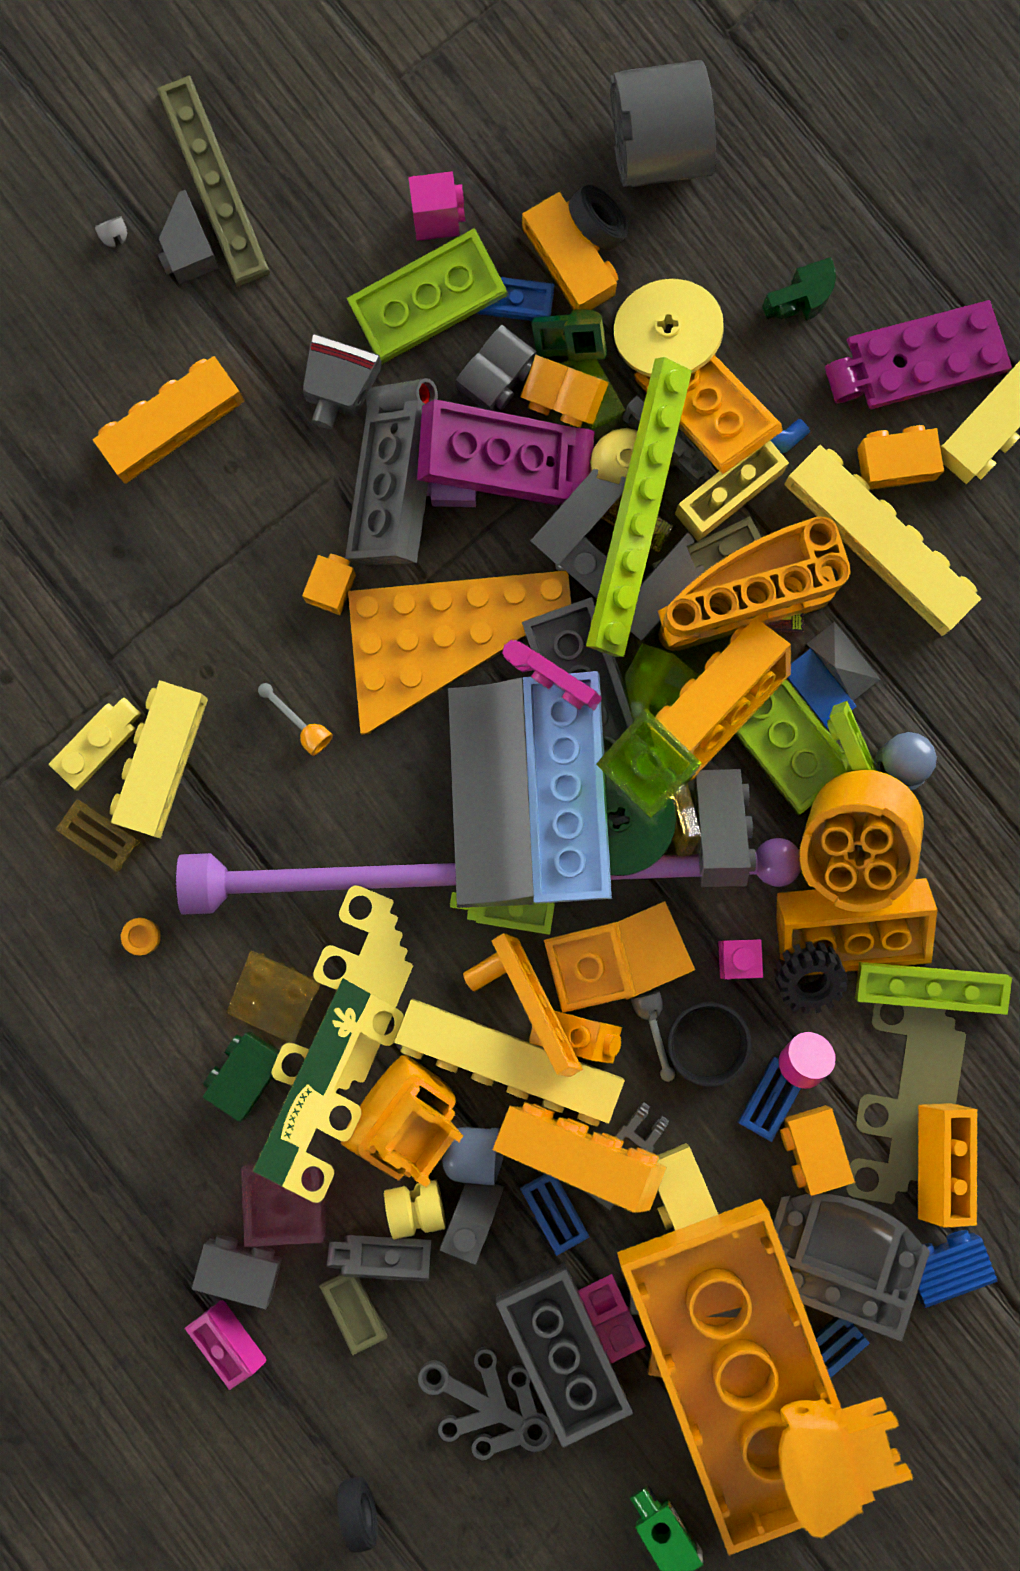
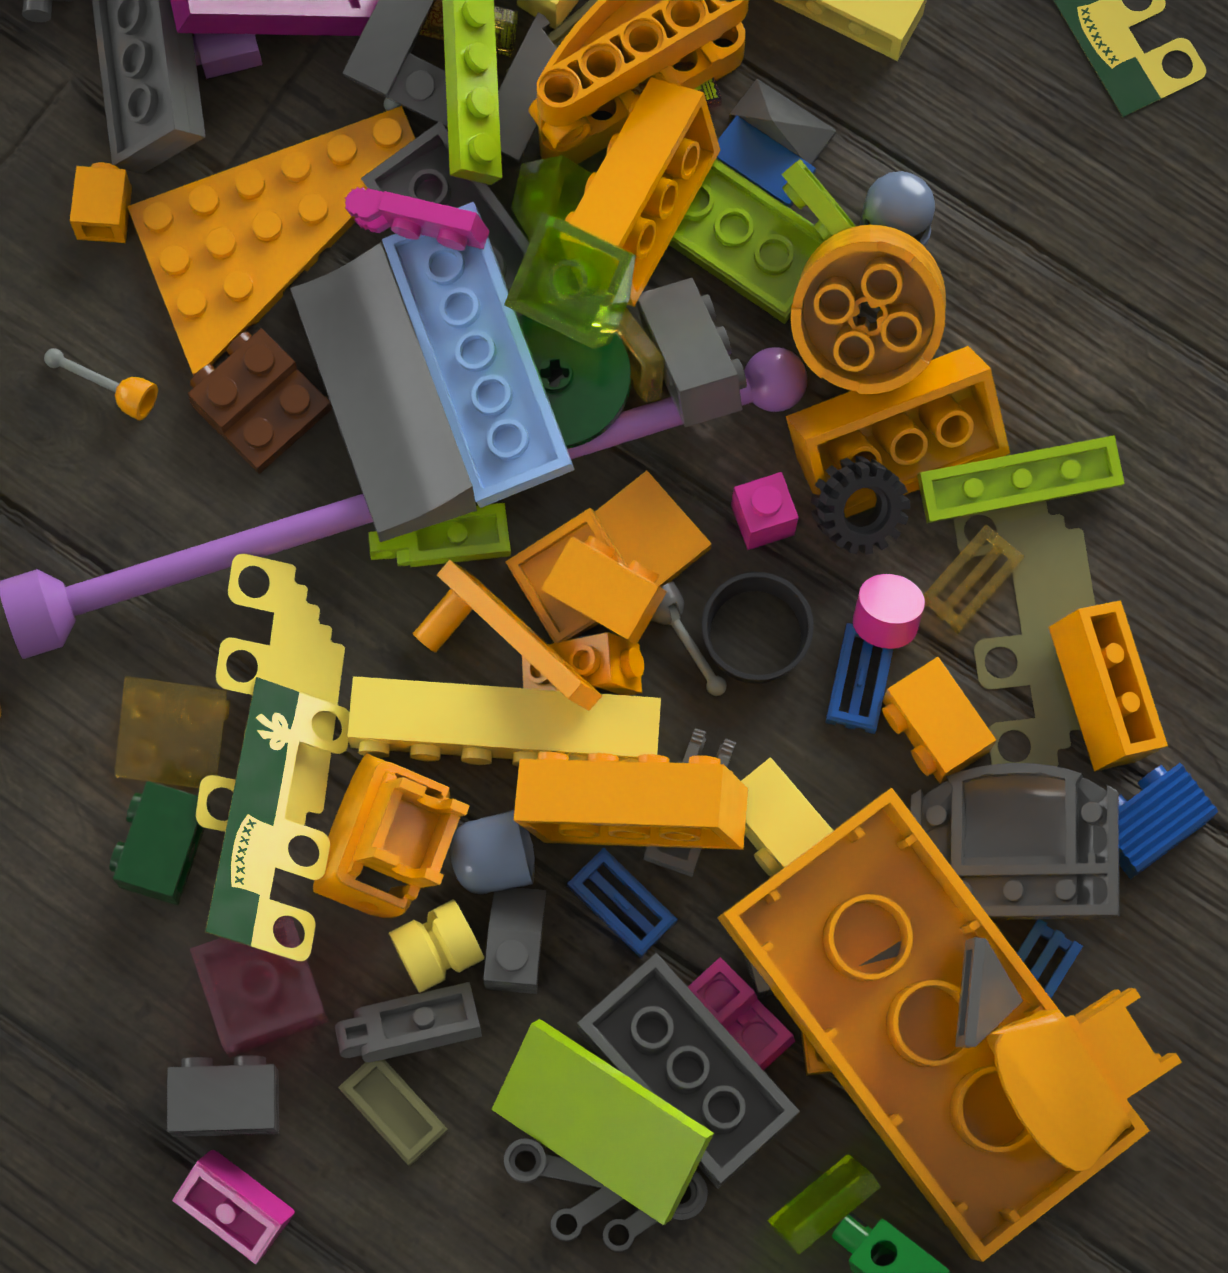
camera: 20 degrees left, 10 degrees down
(401, 765) = (257, 399): none -> reddish brown plate
(493, 1374) = (602, 1121): none -> lime tile
(607, 990) = (605, 589): none -> light orange brick
(631, 1472) = (823, 1203): none -> clear neon green tile
(786, 1381) = (985, 994): none -> dark grey slope
(866, 1037) = (945, 609): none -> clear yellow tile

